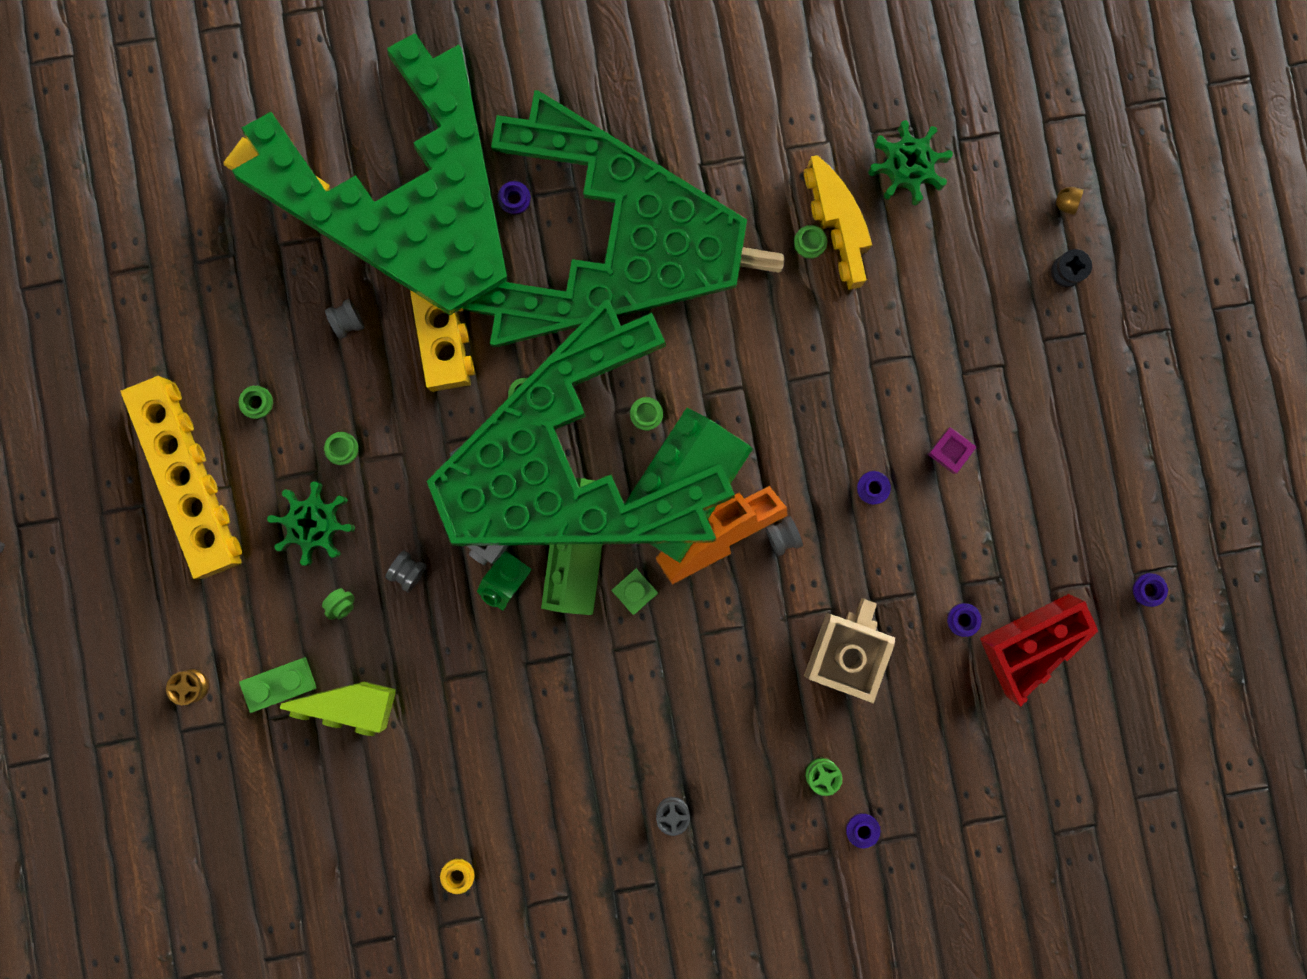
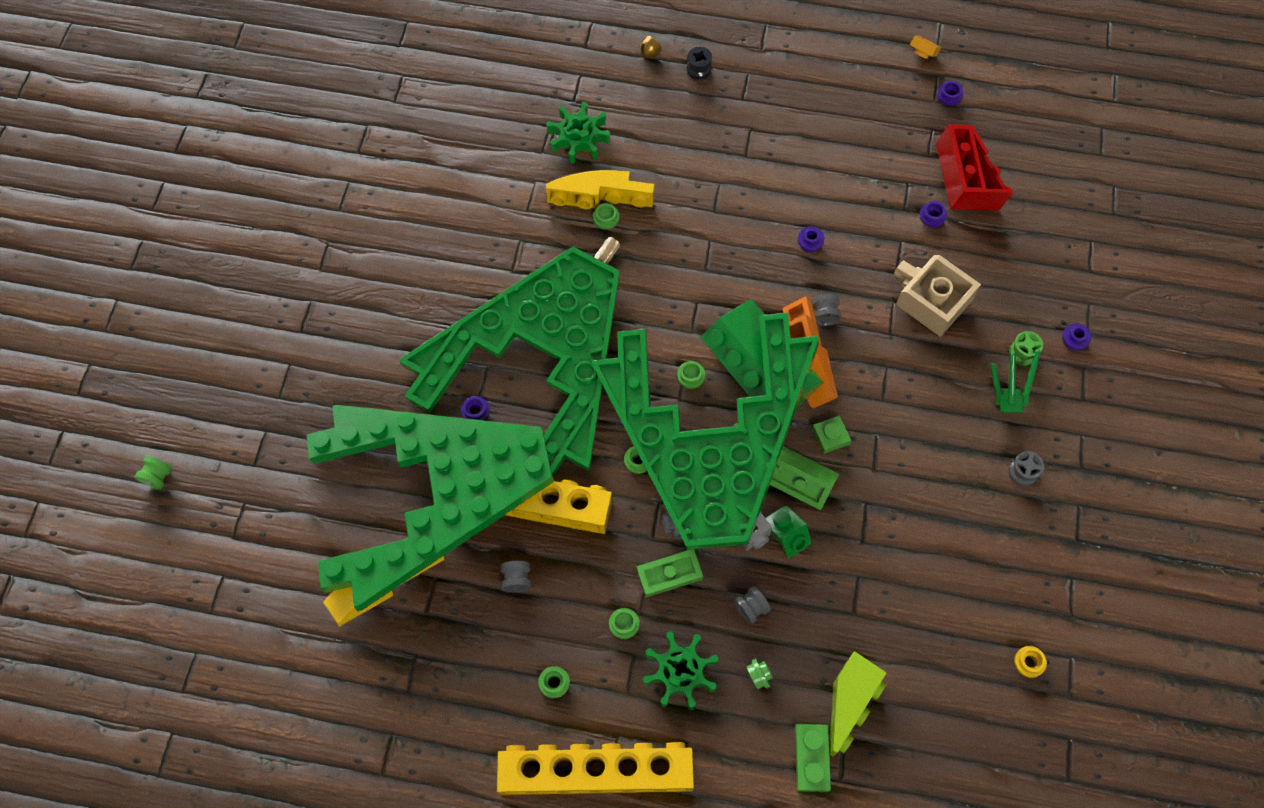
camera: 65 degrees left, 20 degrees down
(407, 473) = (669, 573): none -> bright green plate
(750, 777) = (1012, 400): none -> green plant
(952, 450) = (802, 178): magenta plate -> none
(1208, 537) = (924, 47): none -> light orange plate

